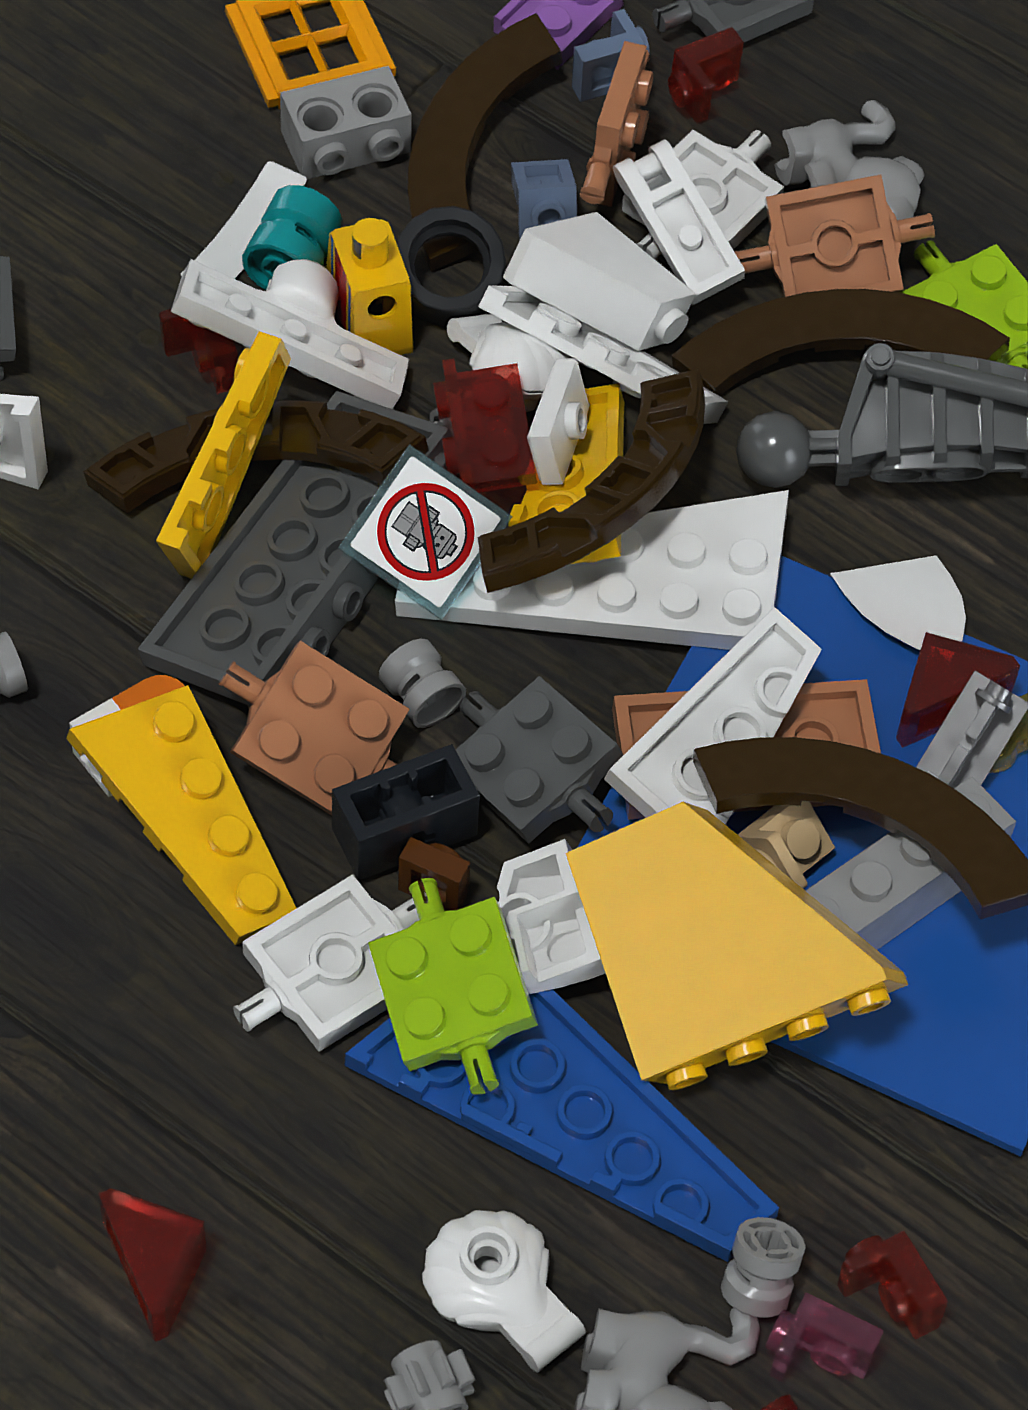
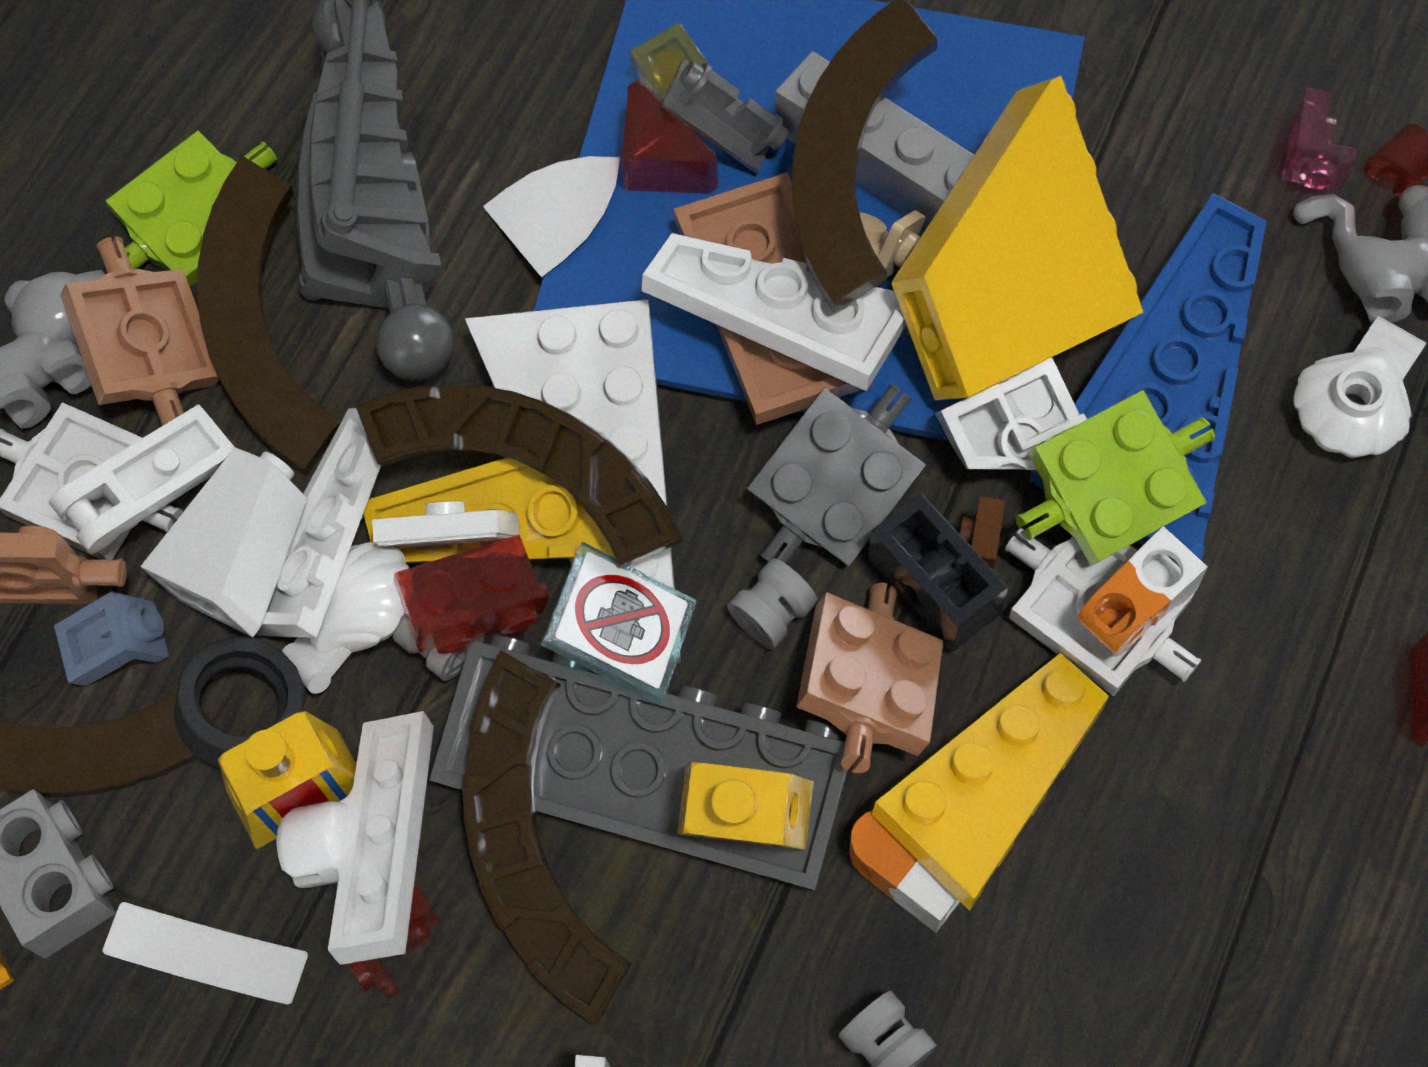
camera: 95 degrees left, 10 degrees up
(215, 578) = (745, 805): none -> yellow torso
(220, 467) = (579, 844): yellow wing -> none
(290, 229) = (222, 879): teal wheel -> none
(322, 967) = (1142, 592): none -> leg
(768, 1256) = (1274, 191): light grey wheel -> none
(904, 1279) = (1236, 101): clear red bracket -> none

